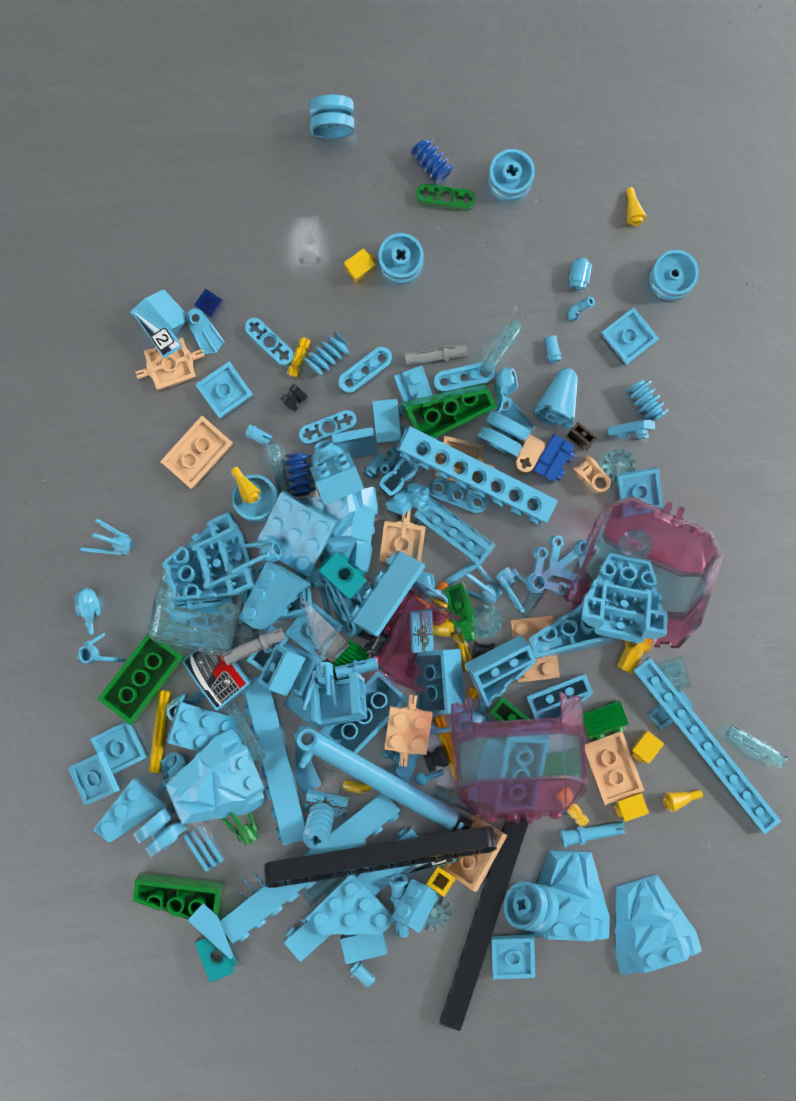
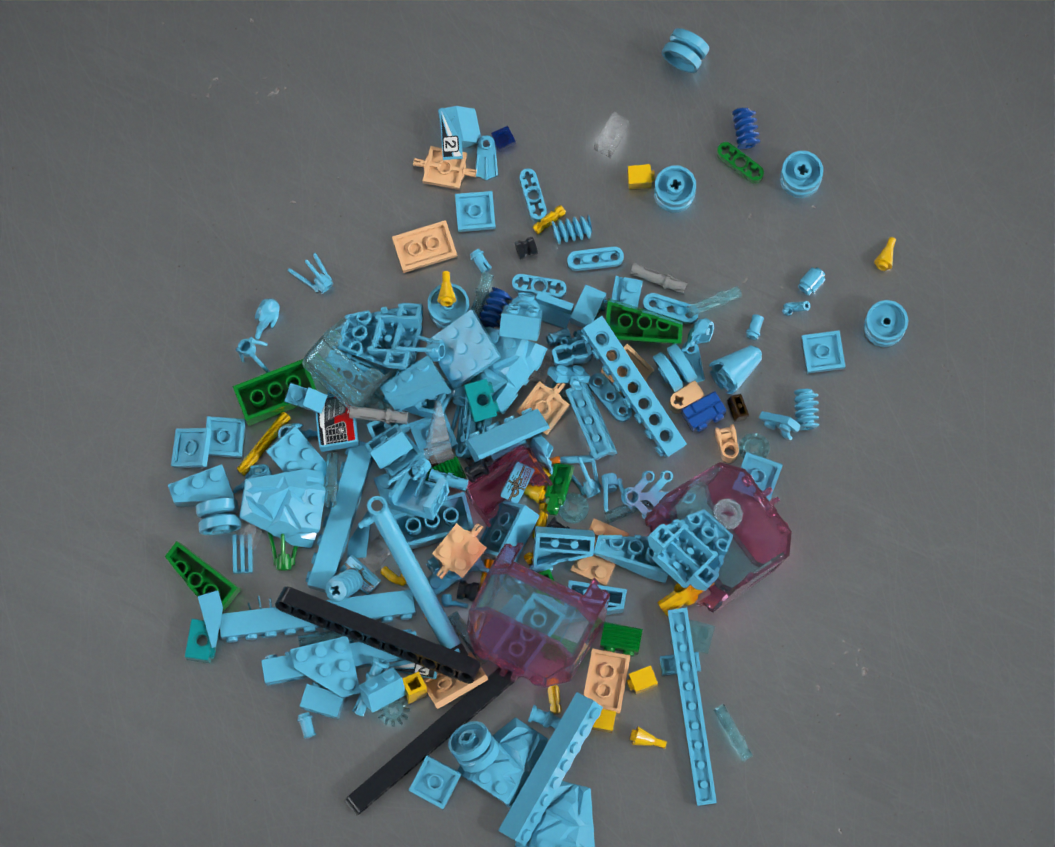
camera: 35 degrees right, 10 degrees down
(174, 670) = (306, 398): none -> medium azure slope
(615, 884) = (550, 768): none -> medium azure brick

